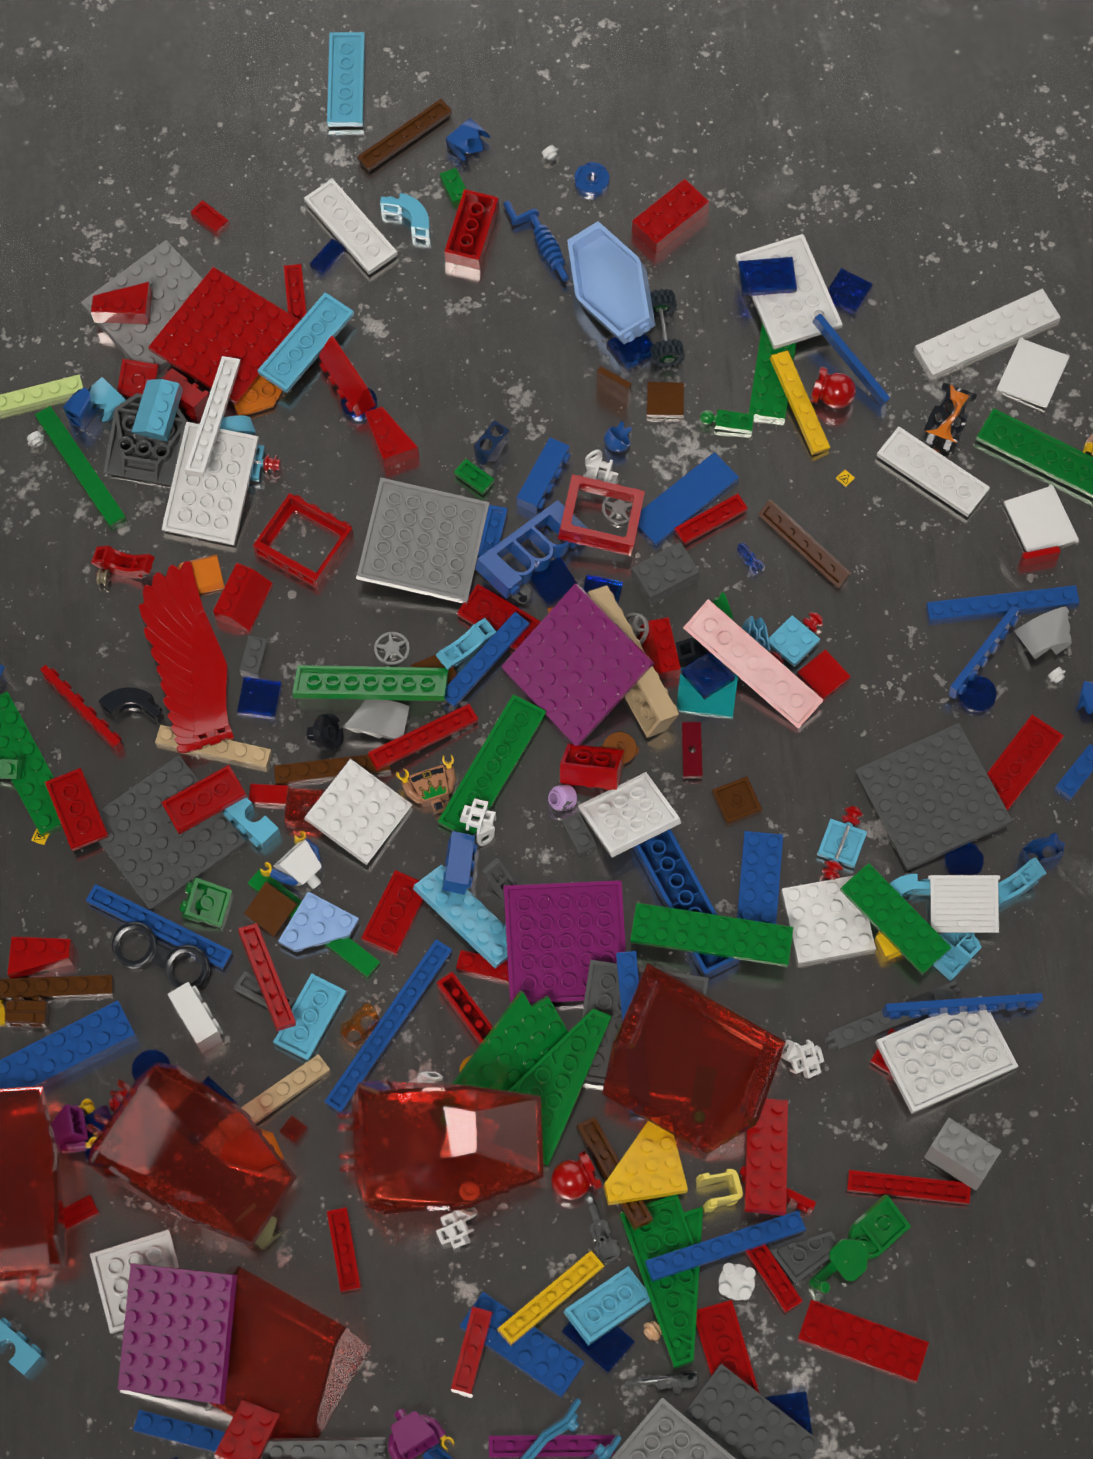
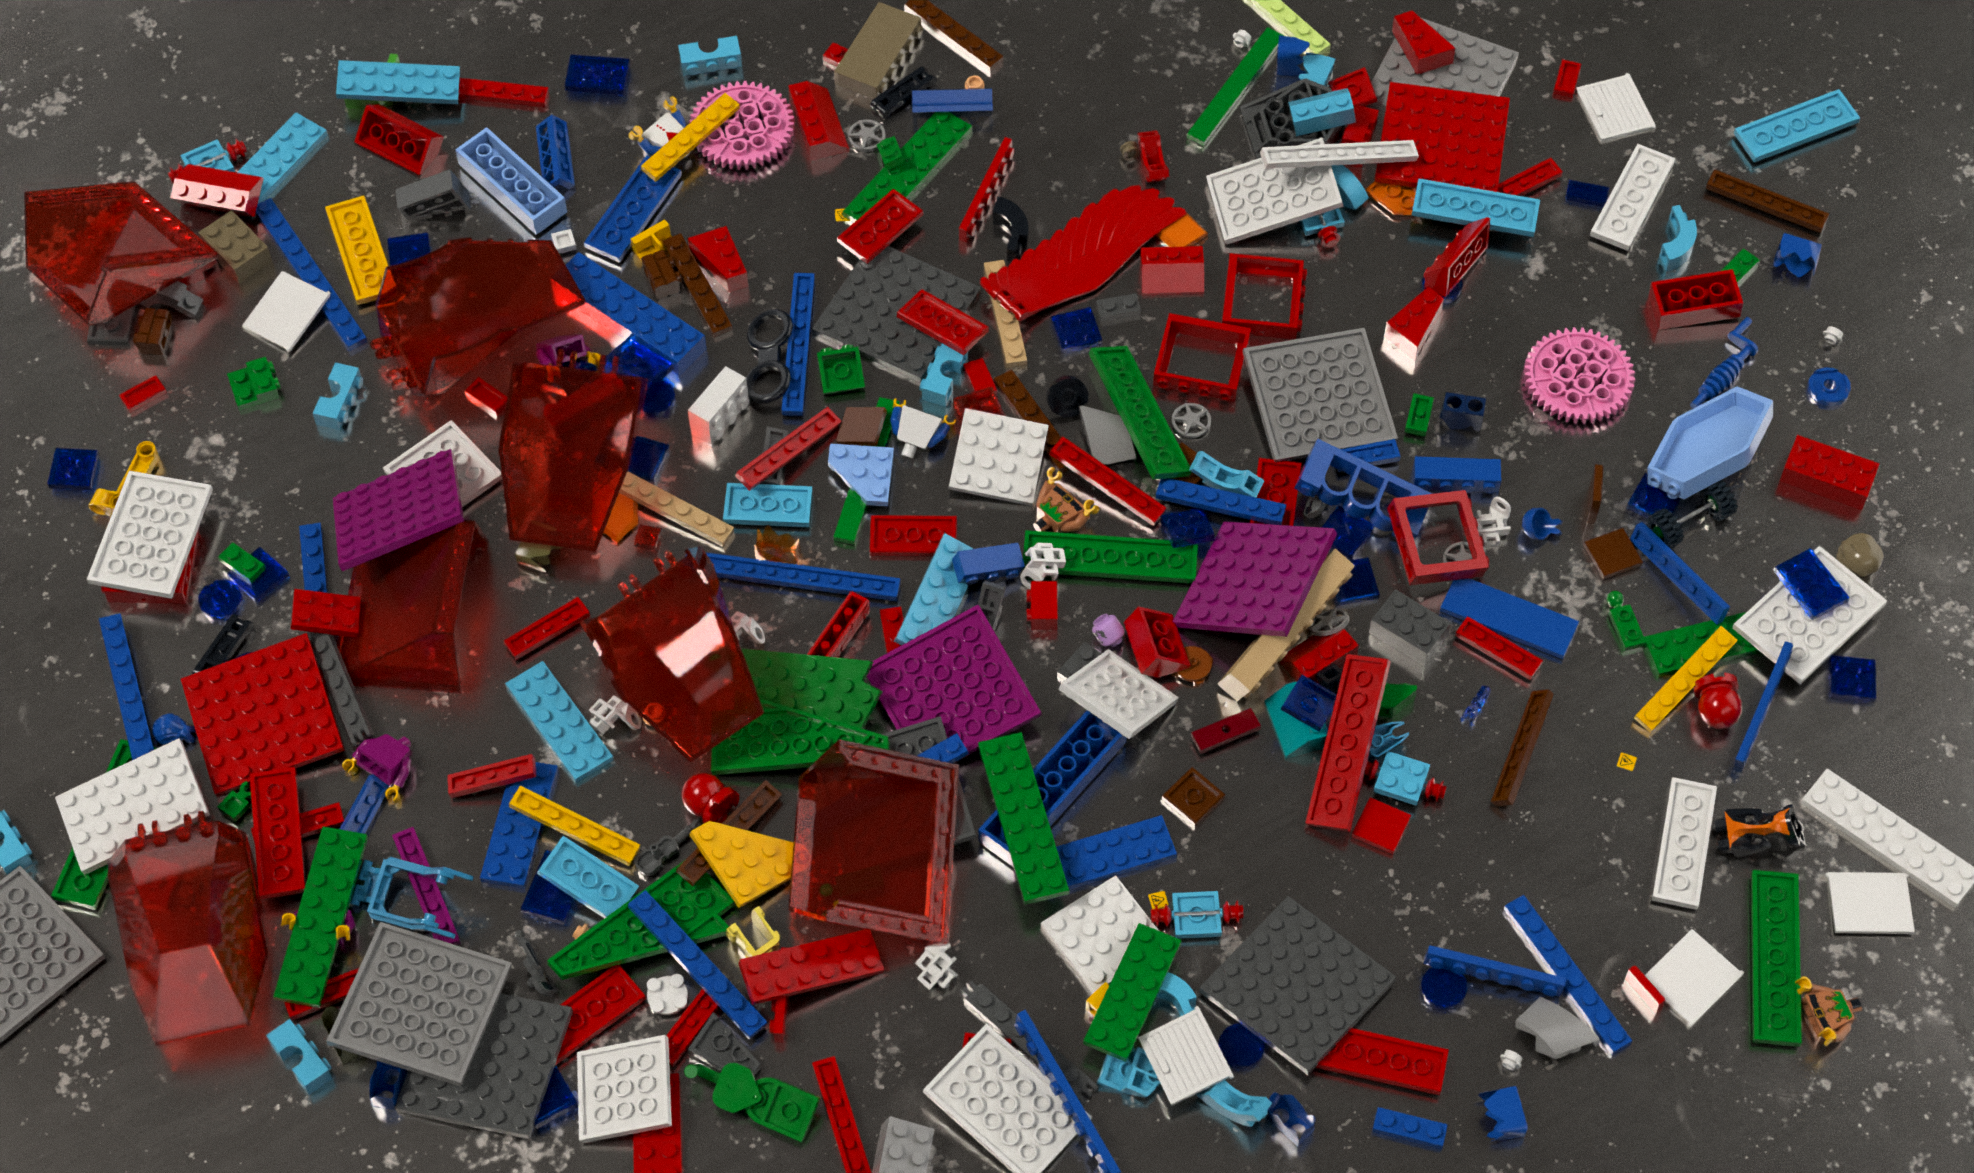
camera: 65 degrees right, 10 degrees down
(105, 1071) = (639, 362): none -> clear blue plate
(256, 197) = (1615, 107): none -> white piece
(339, 575) = (1203, 329): none -> red piece
(438, 1274) = (559, 722): none -> medium azure plate
(496, 696) = (1187, 528): none -> clear blue plate
(504, 317) = (1572, 349): none -> bright pink gear
(514, 837) = (1043, 605): none -> red brick
(709, 361) = (1679, 573): none -> blue plate
(754, 230) = (1860, 554): none -> dark tan helmet
(811, 1348) = (624, 1089): none -> white plate
(813, 866) = (1158, 898): none -> yellow sticker

